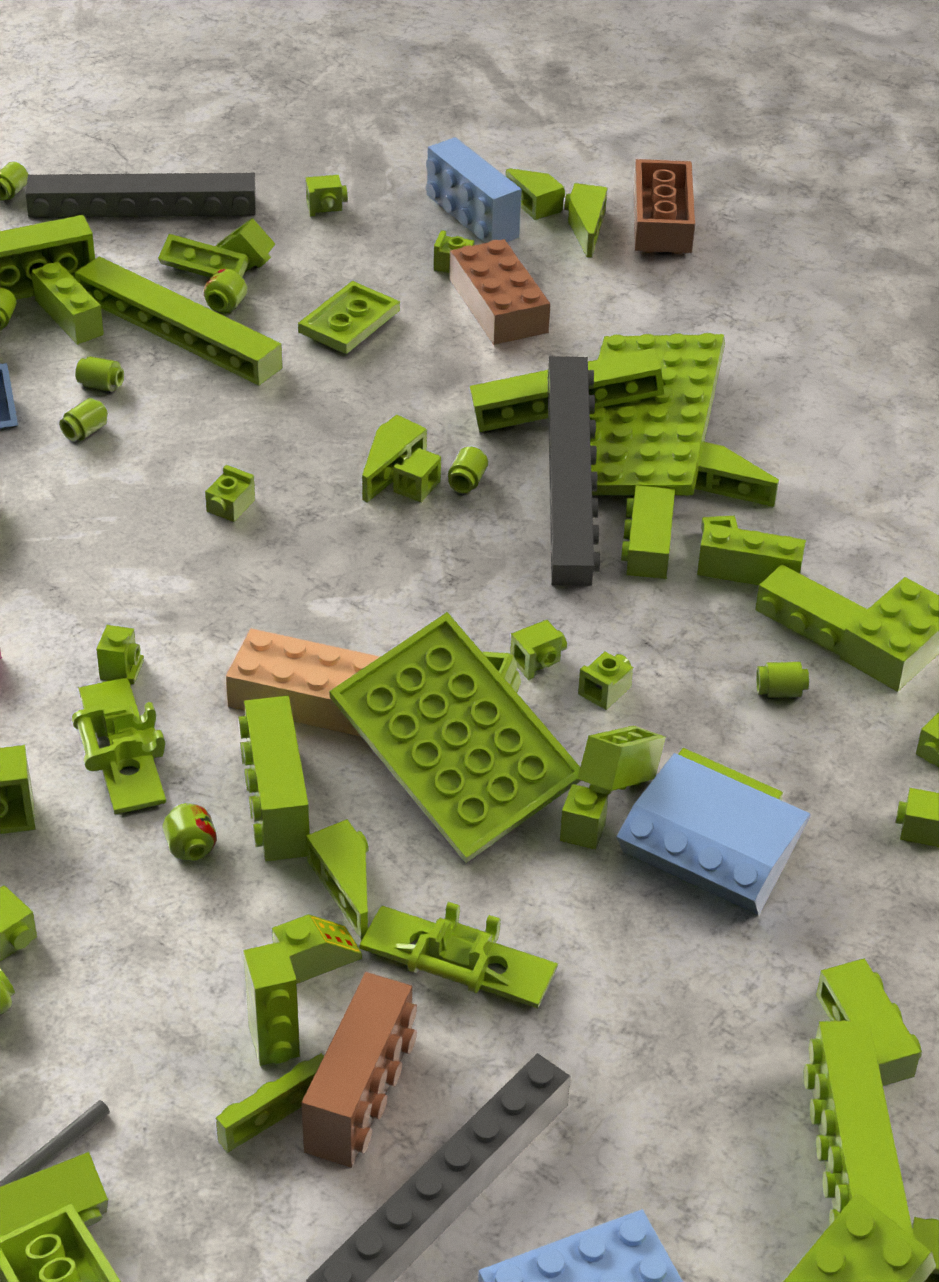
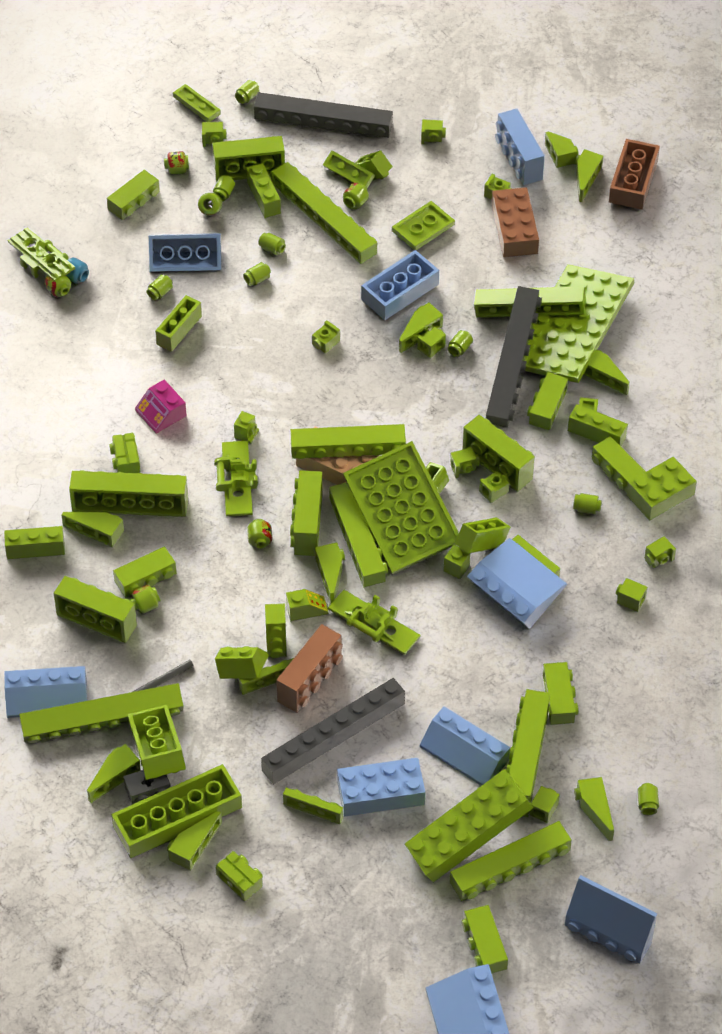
camera: 15 degrees right, 10 degrees up
(211, 1083) = (240, 662): none -> lime slope
(317, 638) = (346, 441): none -> lime brick
(337, 399) = (400, 285): none -> light blue brick
(381, 804) = (358, 536): none -> lime brick
(600, 617) = (499, 452): none -> lime brick
(725, 1168) = (465, 746): none -> light blue slope

